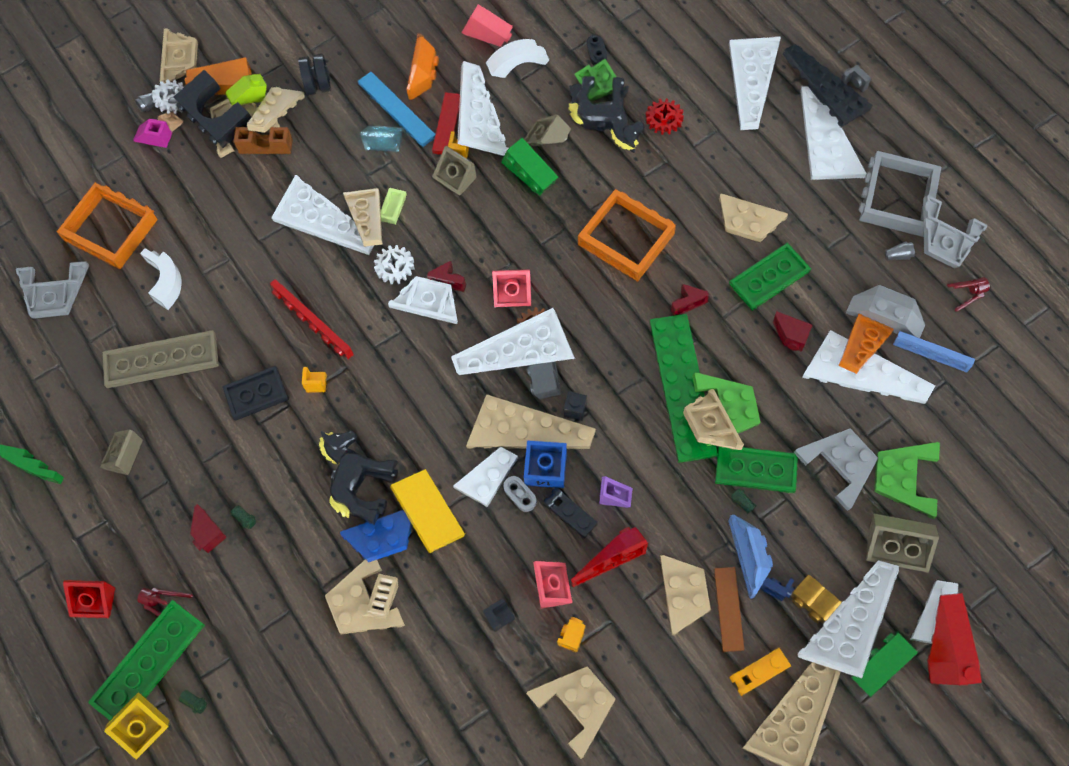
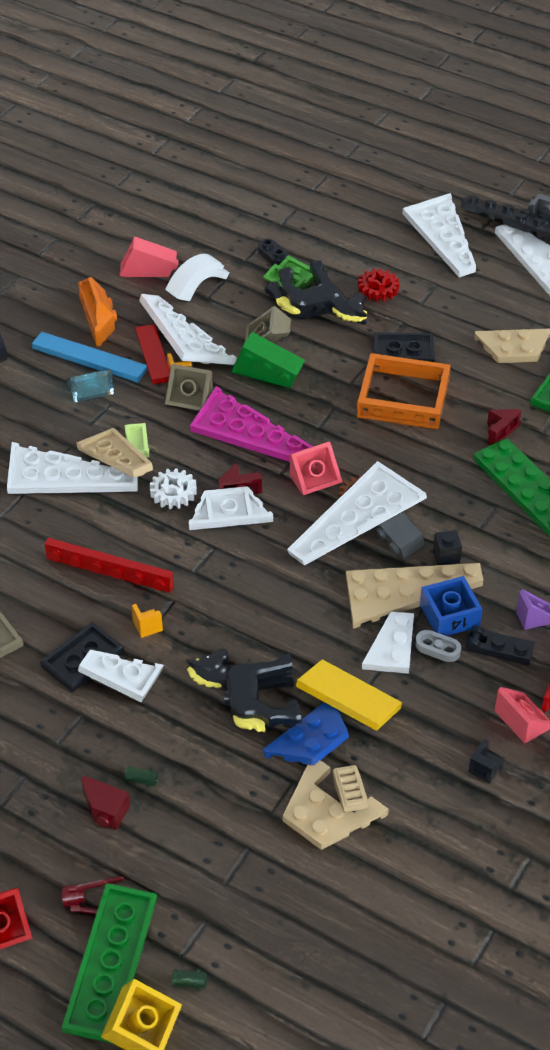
camera: 30 degrees left, 20 degrees down
(271, 423) = (122, 675): none -> white wing
(477, 221) = (244, 427): none -> dark pink wing
(653, 189) = (405, 345): none -> black tile

